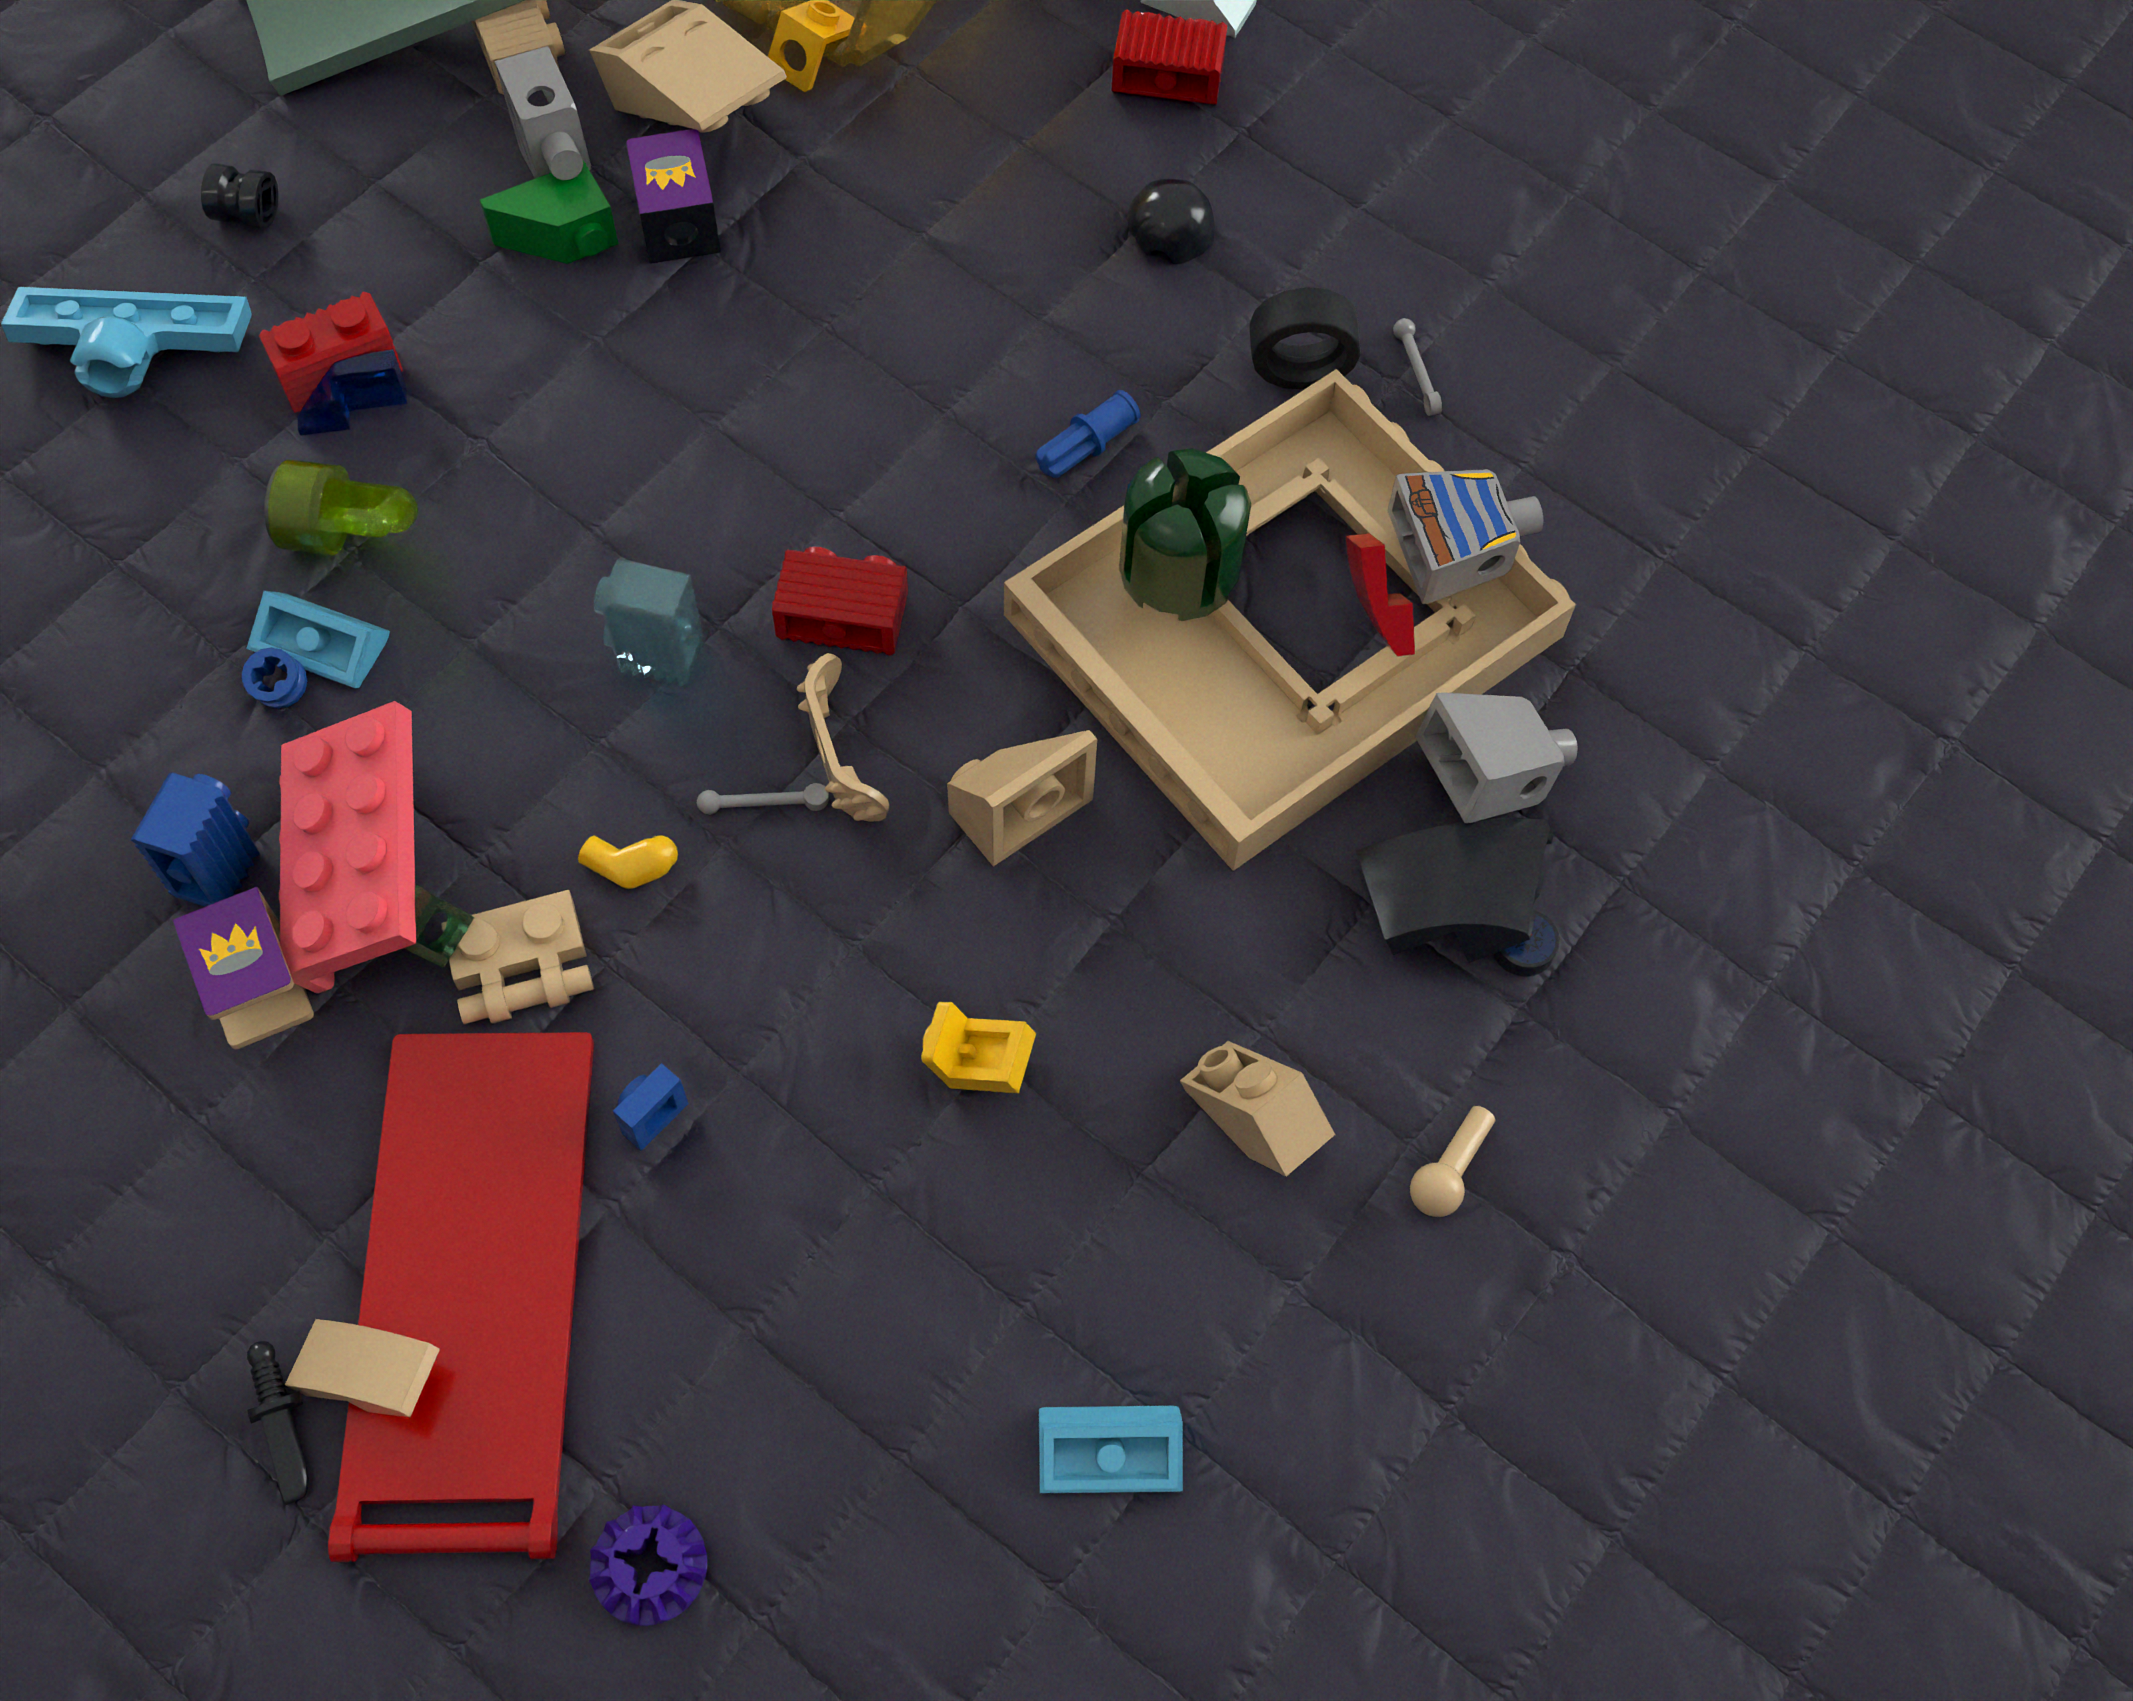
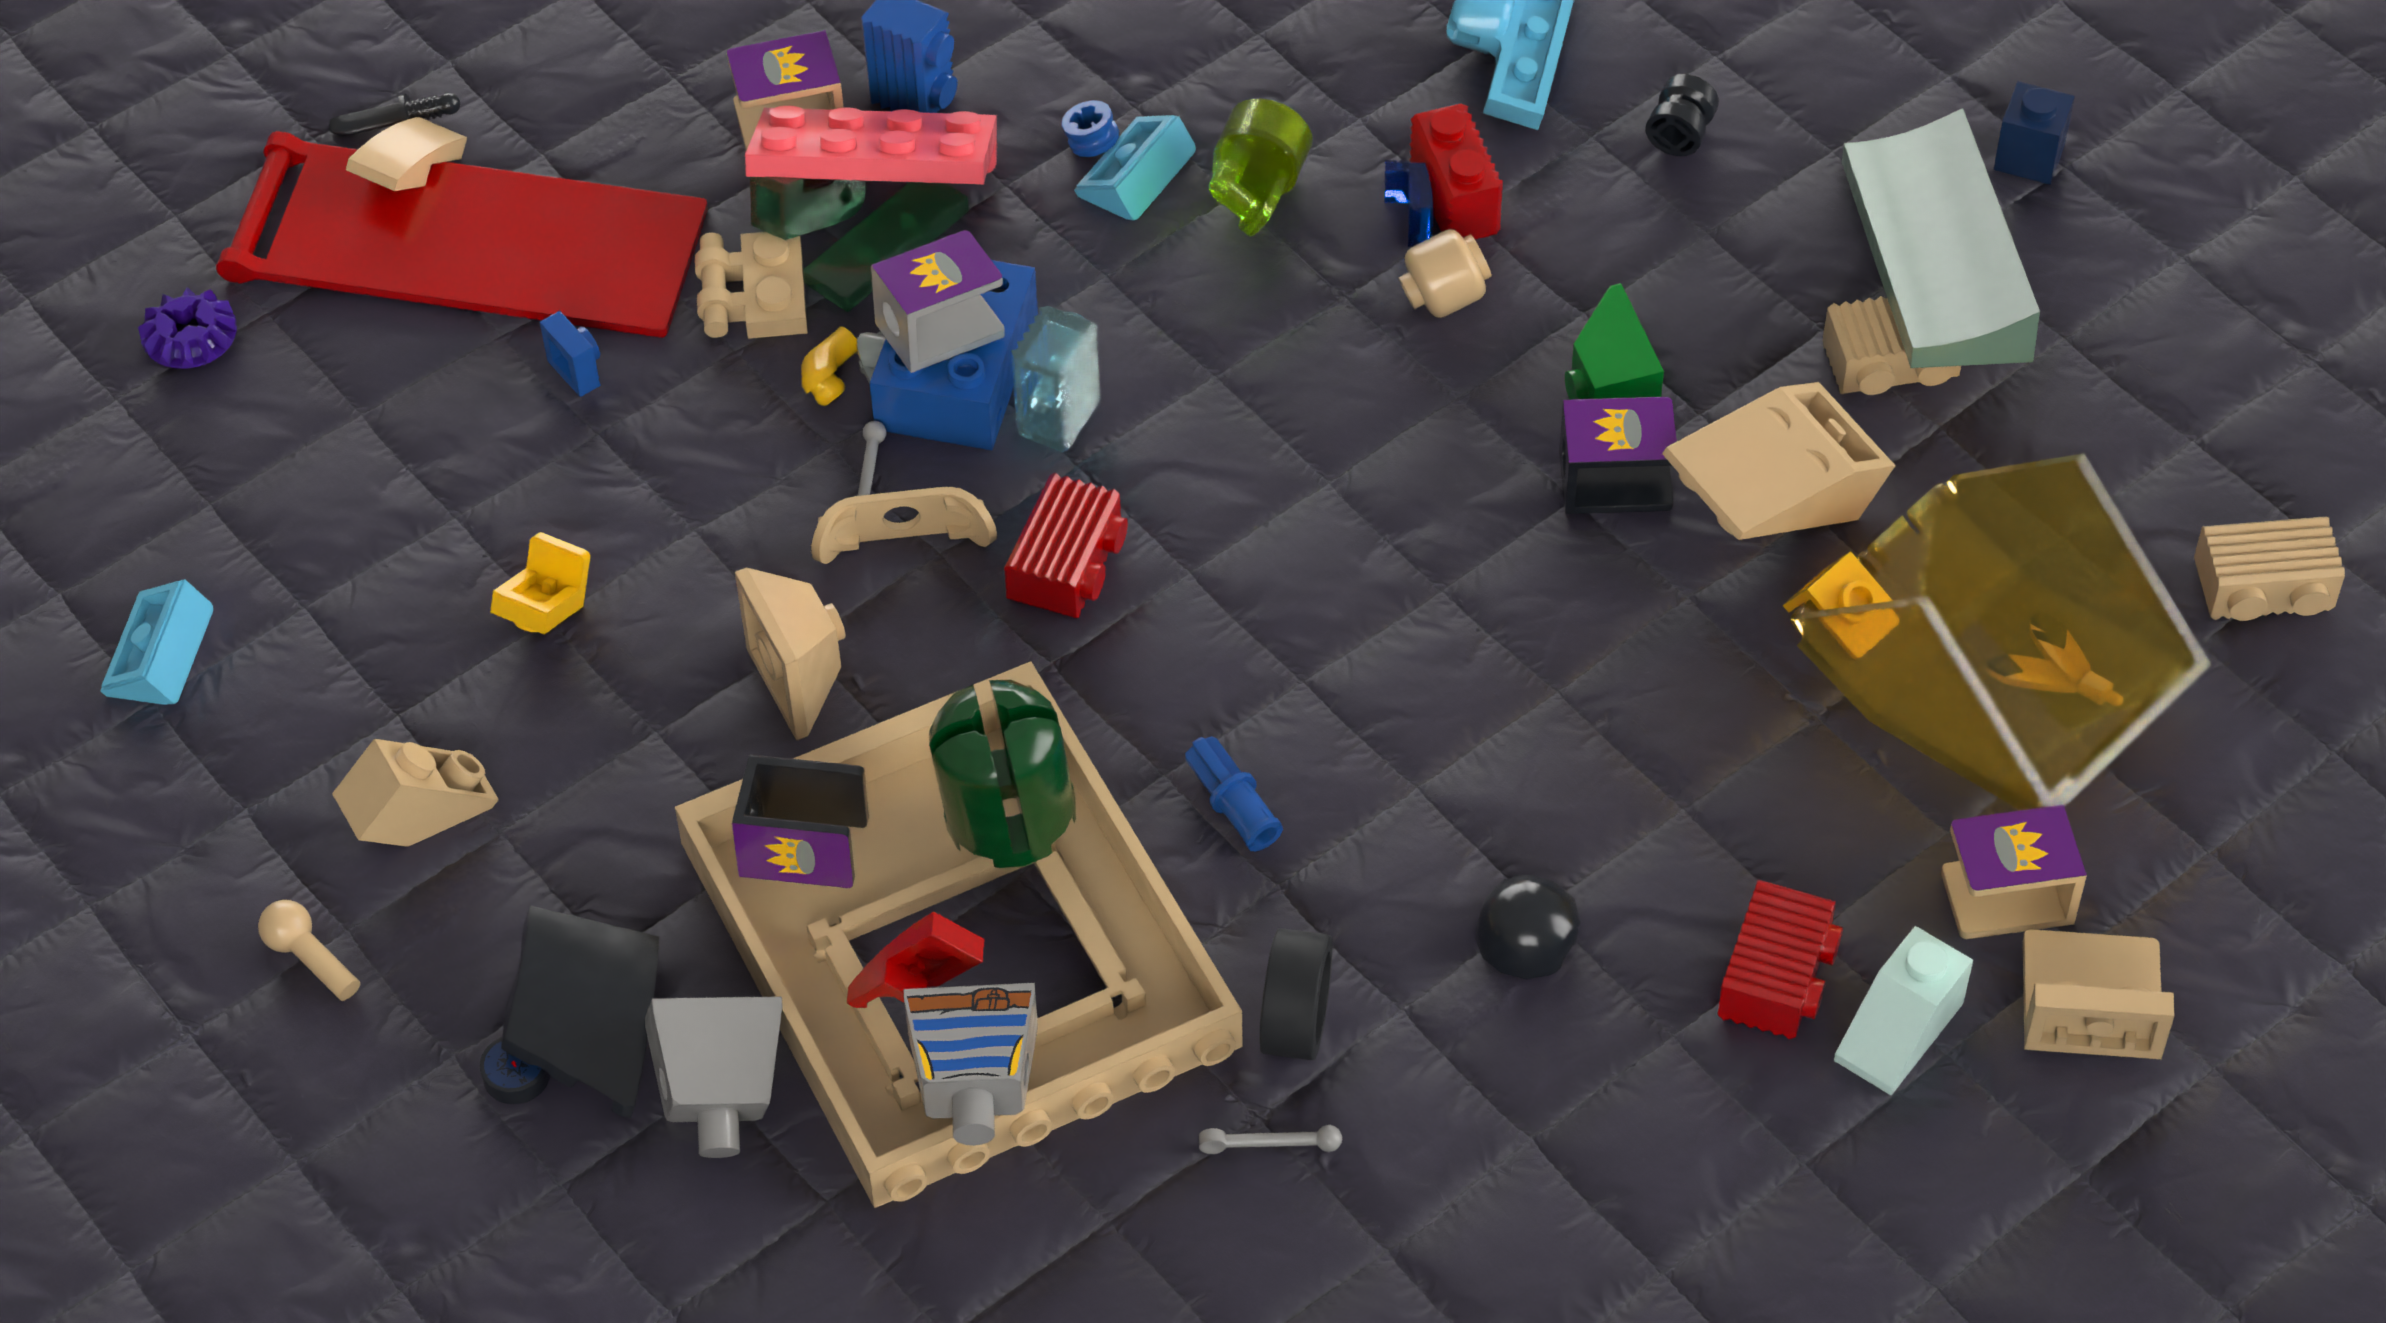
camera: 105 degrees right, 10 degrees down
(461, 348) = (1445, 273): none -> tan head
(469, 855) = (900, 224): none -> clear green tile
(547, 134) = (1716, 338): light grey torso -> none
(603, 735) = (963, 395): none -> blue piece
(605, 696) = (936, 300): none -> piece
(1289, 736) = (796, 819): none -> piece

